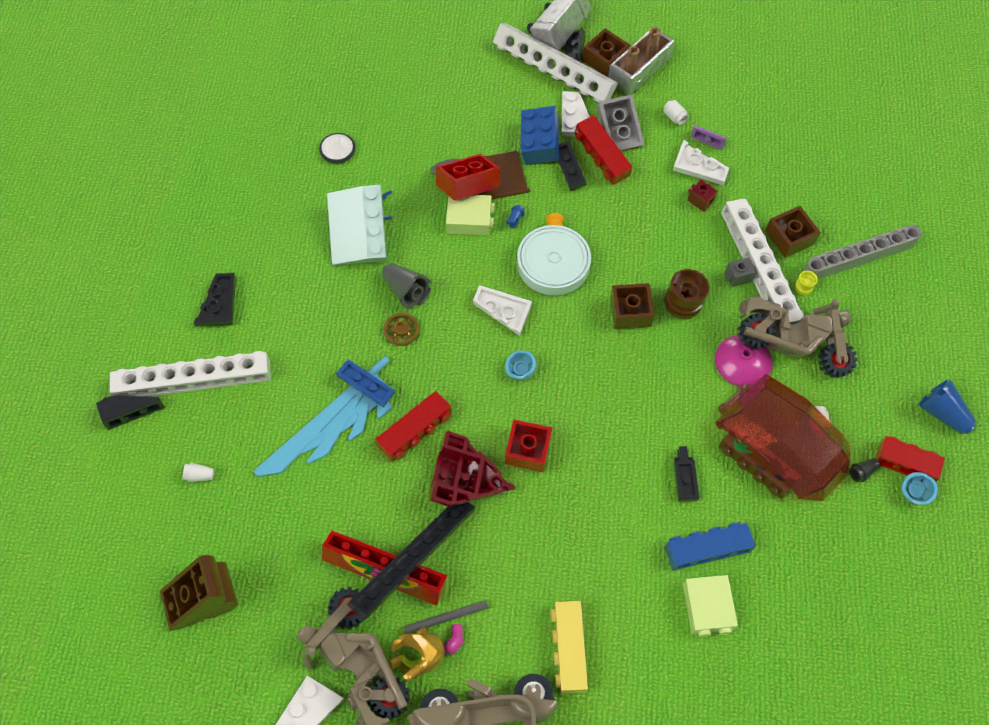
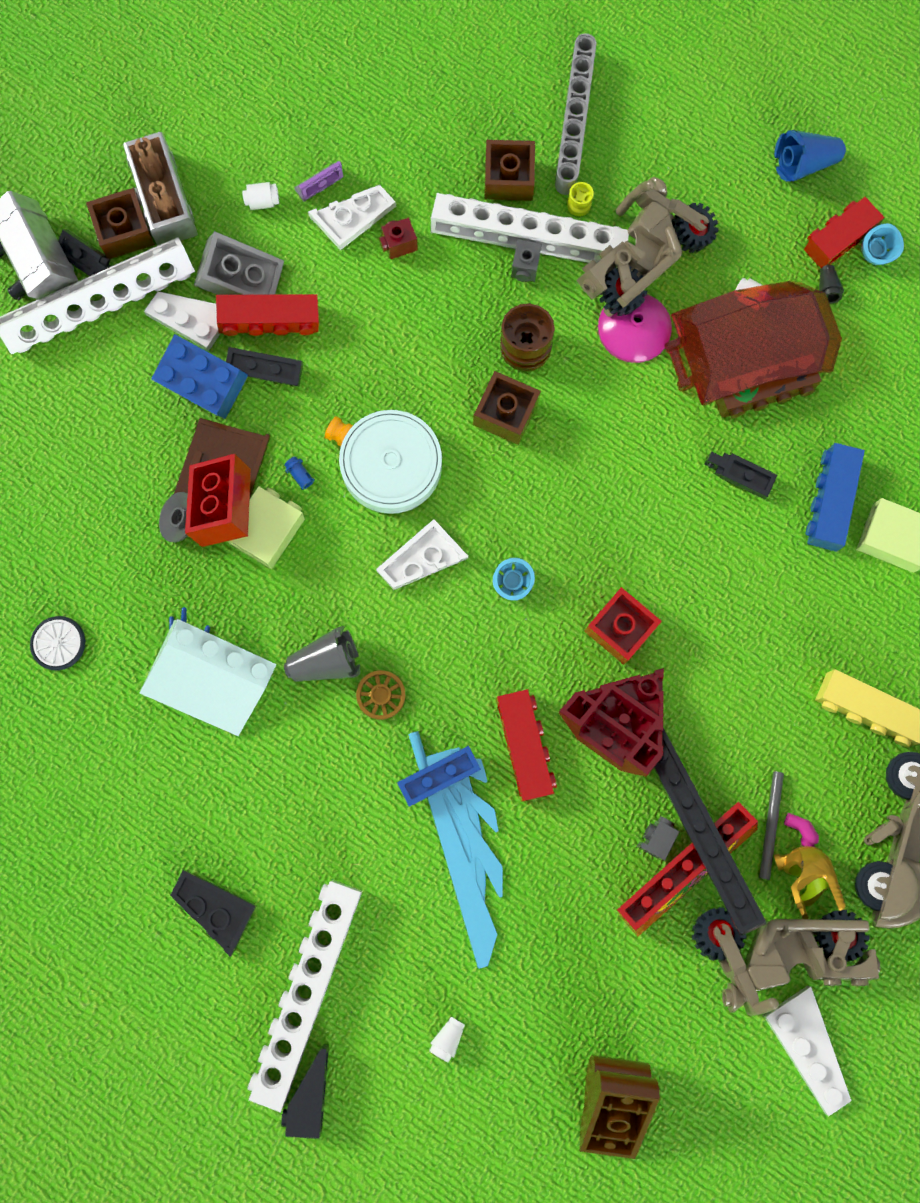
camera: 65 degrees left, 15 degrees up
(395, 541) = (659, 838): none -> dark grey brick

